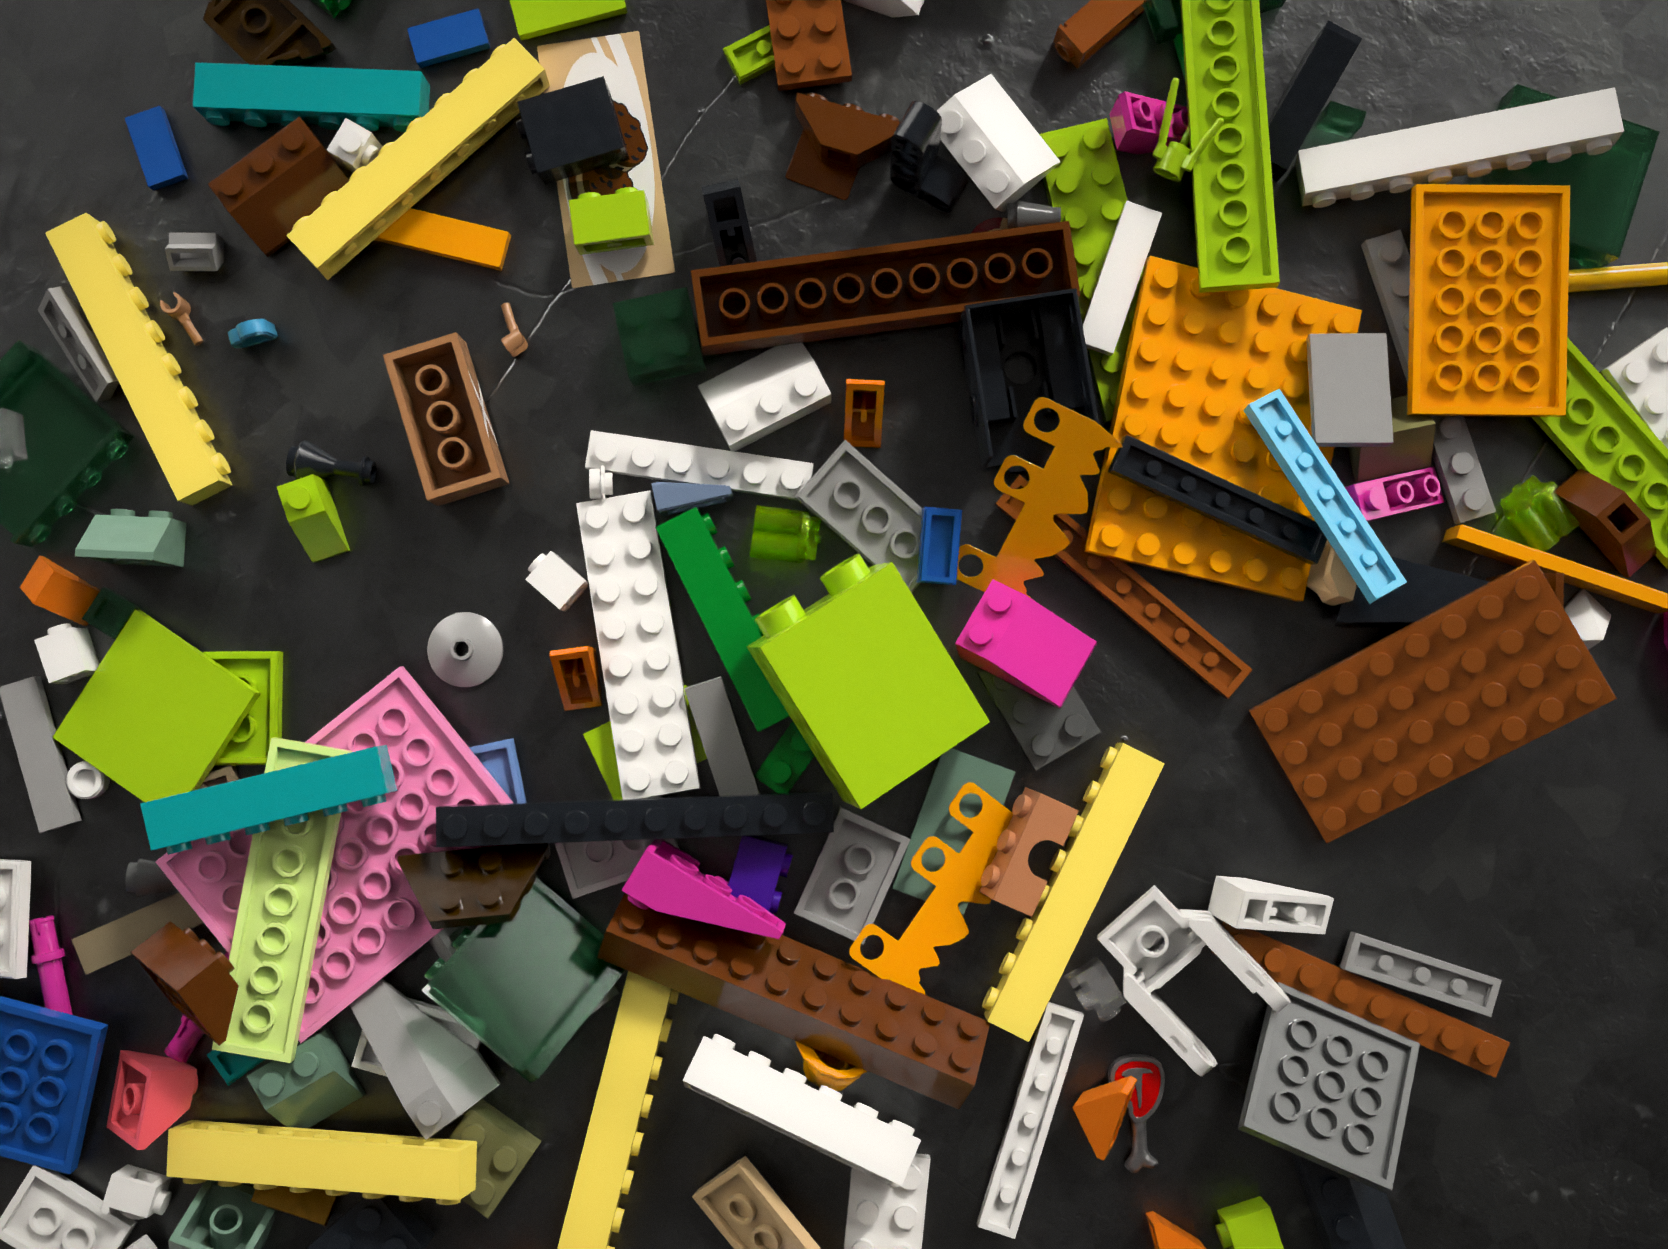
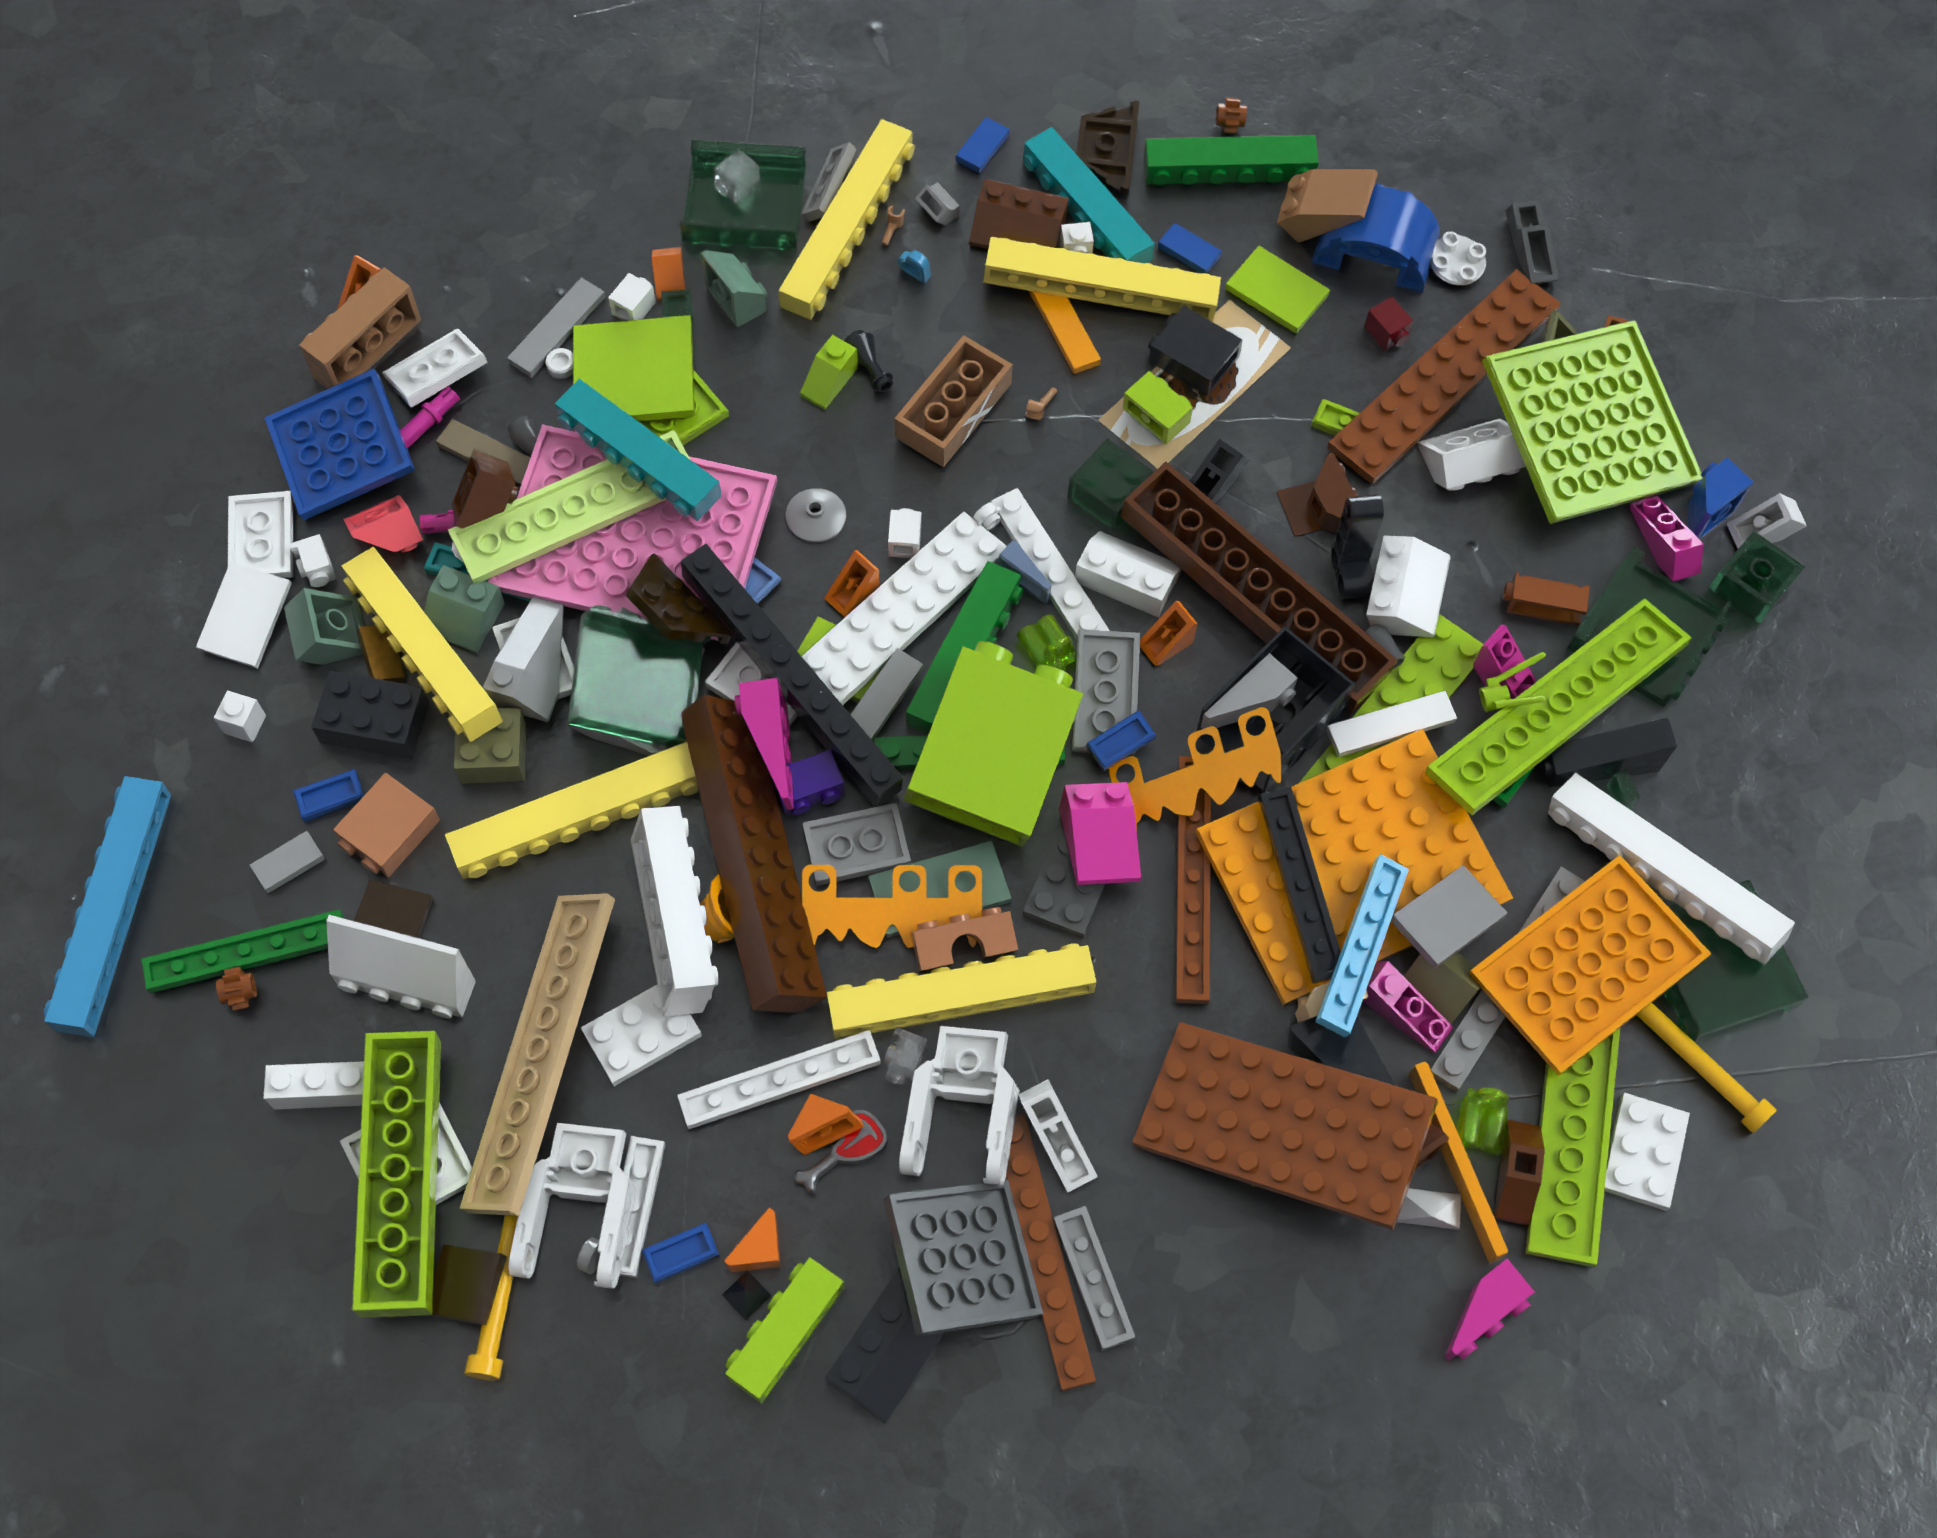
camera: 55 degrees right, 20 degrees down
(1004, 378) = (1263, 686): none -> light grey slope

